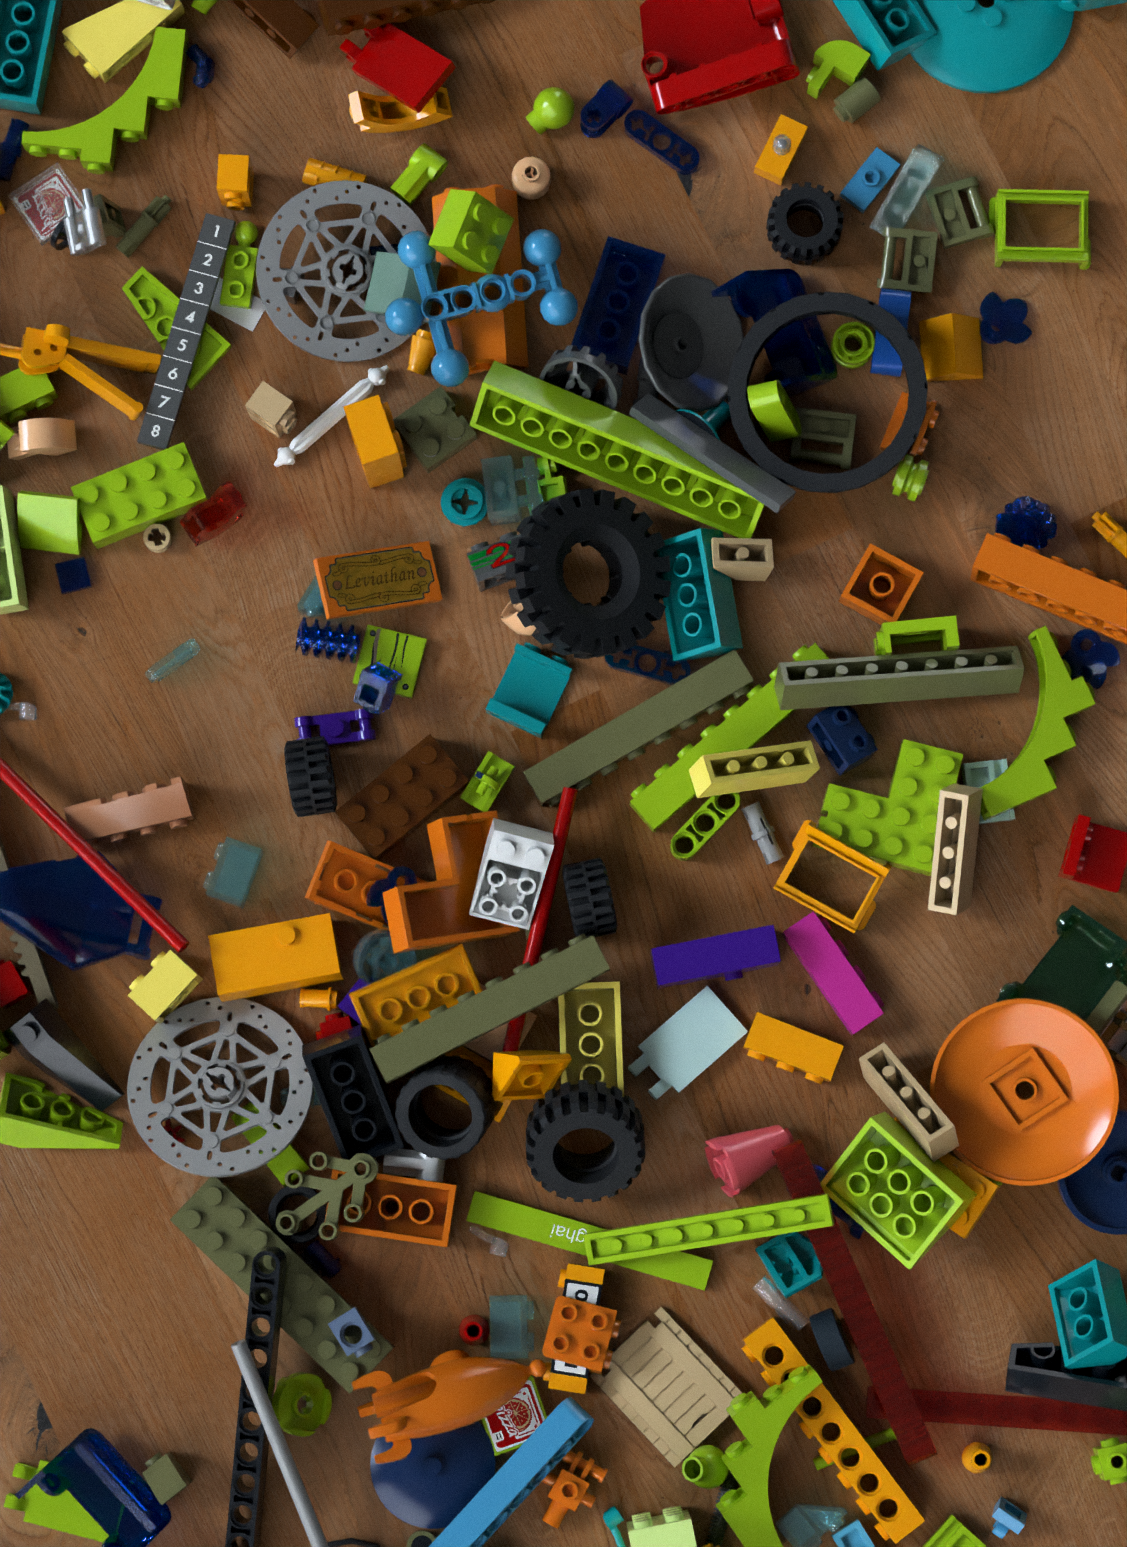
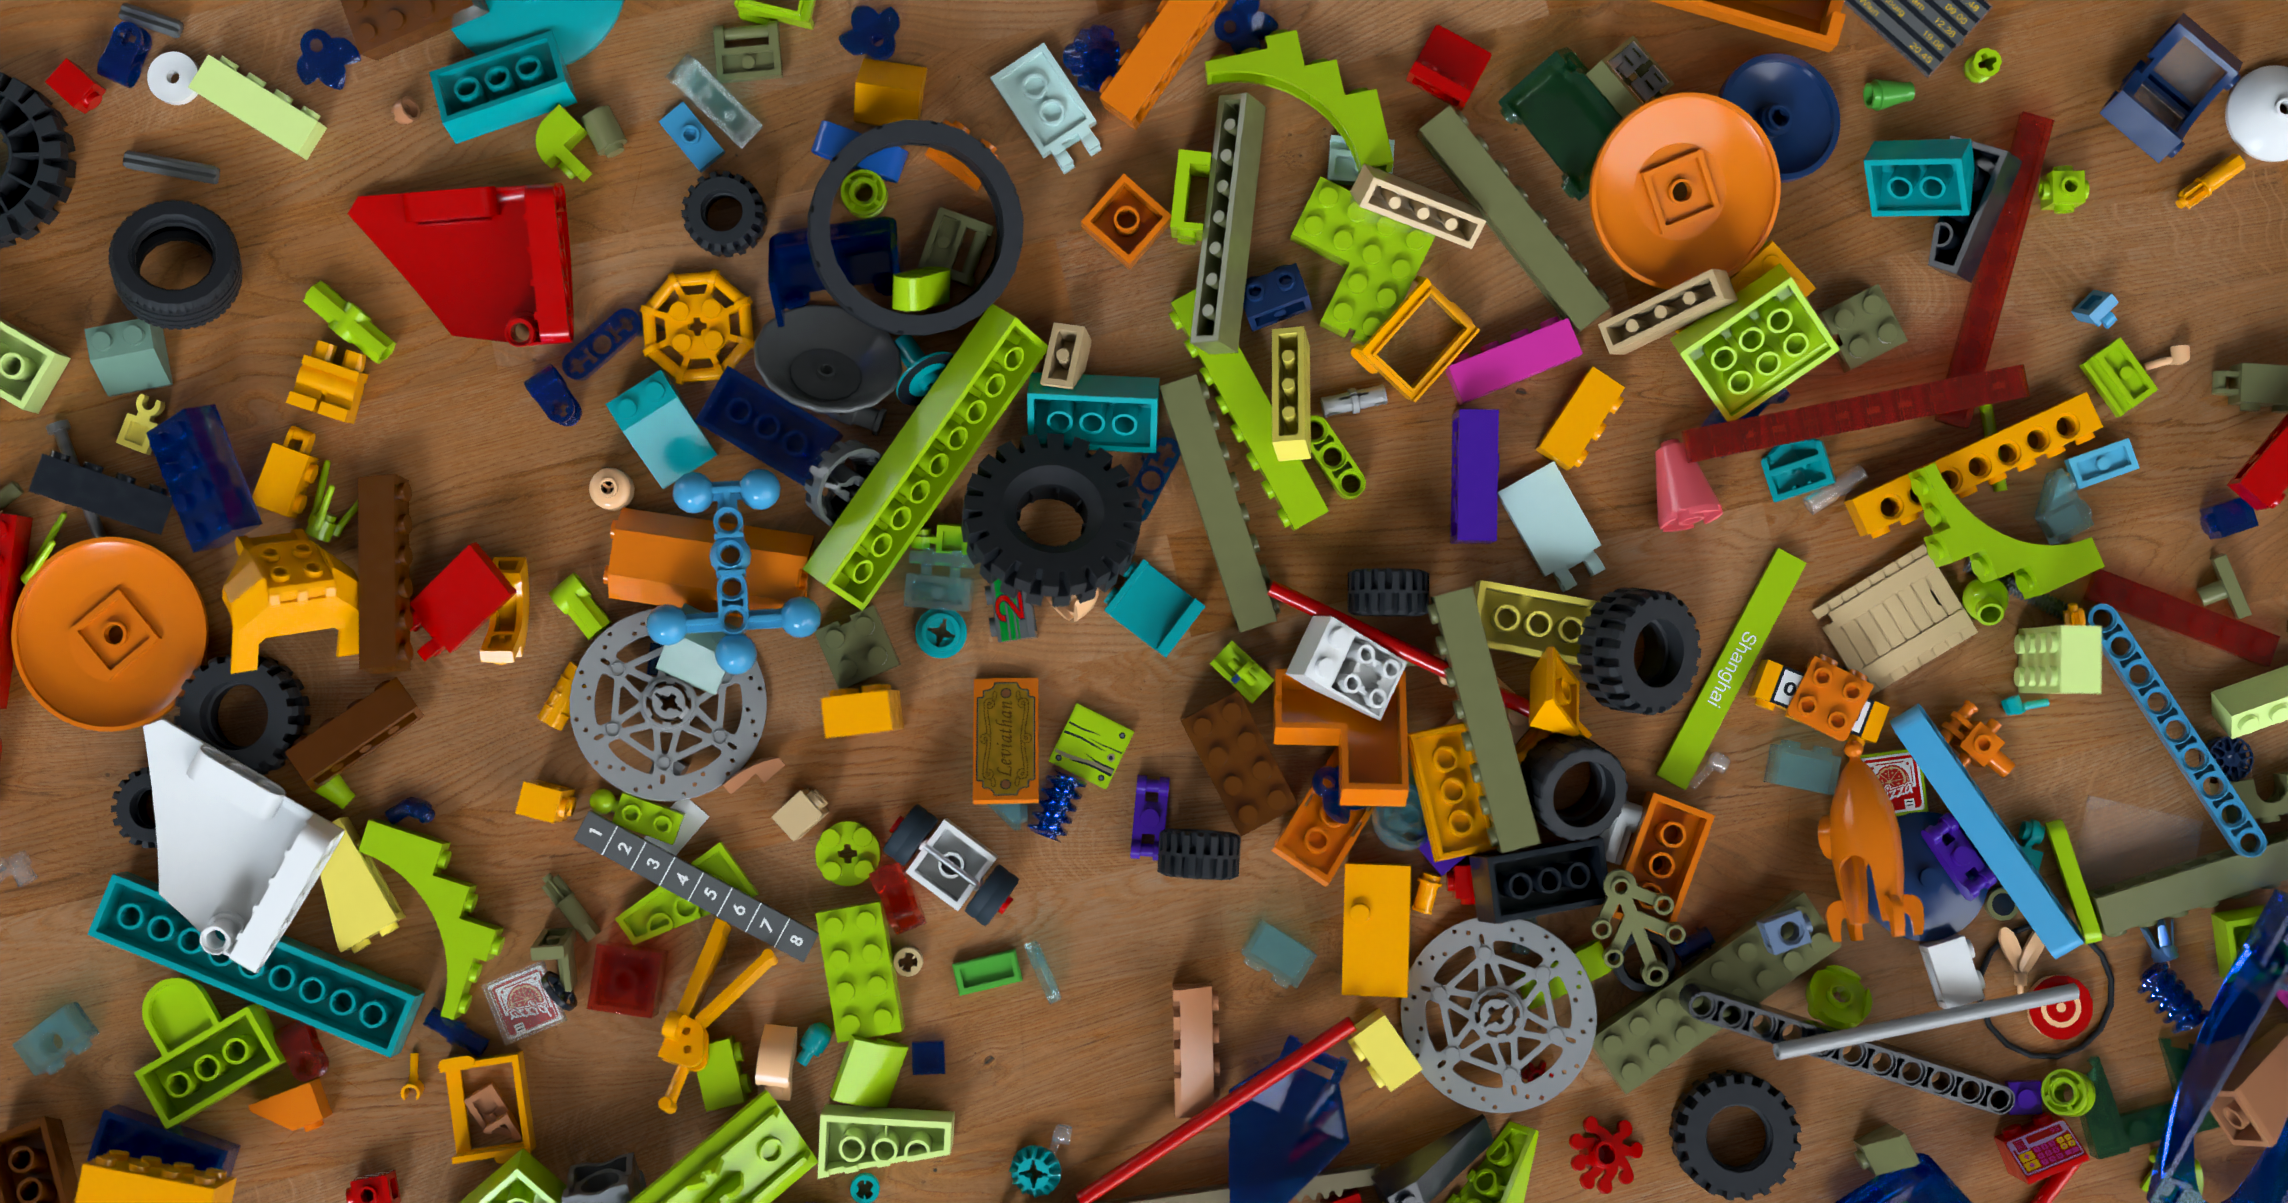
camera: 80 degrees left, 5 degrees up
(66, 469) = (814, 1042): none -> teal cylinder
(85, 227) = (563, 970): clear piece -> none
(89, 289) = (627, 979): none -> clear red brick
(110, 1214) = (1604, 1155): none -> red animal
(162, 611) = (987, 972): none -> bright green tile
(191, 1351) = (1692, 1124): none -> black tyre
(253, 447) = (834, 840): none -> lime plate
(254, 554) = (951, 864): none -> brick
(306, 368) = (763, 767): none -> nougat slope
(330, 417) = (819, 753): white wheel -> none
(348, 1510) = (1952, 971): none -> white piece
(376, 688) = (1119, 765): clear blue brick -> none
(421, 352) = (773, 644): light orange cone -> none
(457, 1489) = (1958, 857): none -> dark purple plate
(471, 231) = (660, 563): lime brick -> none
(483, 1327) = (1790, 805): red cone -> none
(551, 110) = (543, 452): lime piece -> none
(596, 208) = (661, 428): none -> teal slope
(704, 207) = (684, 313): none -> light orange plate
(708, 1229) = (1754, 544): lime plate -> none
(712, 453) = (952, 362): dark grey tile -> none
(780, 149) = (639, 222): light orange piece -> none
(832, 1339) = (1886, 445): black wheel -> none
(910, 478) = (1020, 165): lime wheel -> none
(917, 261) = (789, 106): olive plate -> none
(939, 1296) = (1864, 326): none -> olive piece
(965, 944) = (1512, 219): none -> olive brick
(969, 1454) = (2030, 325): light orange cone -> none
(972, 493) = (1047, 106): none -> light aqua tile

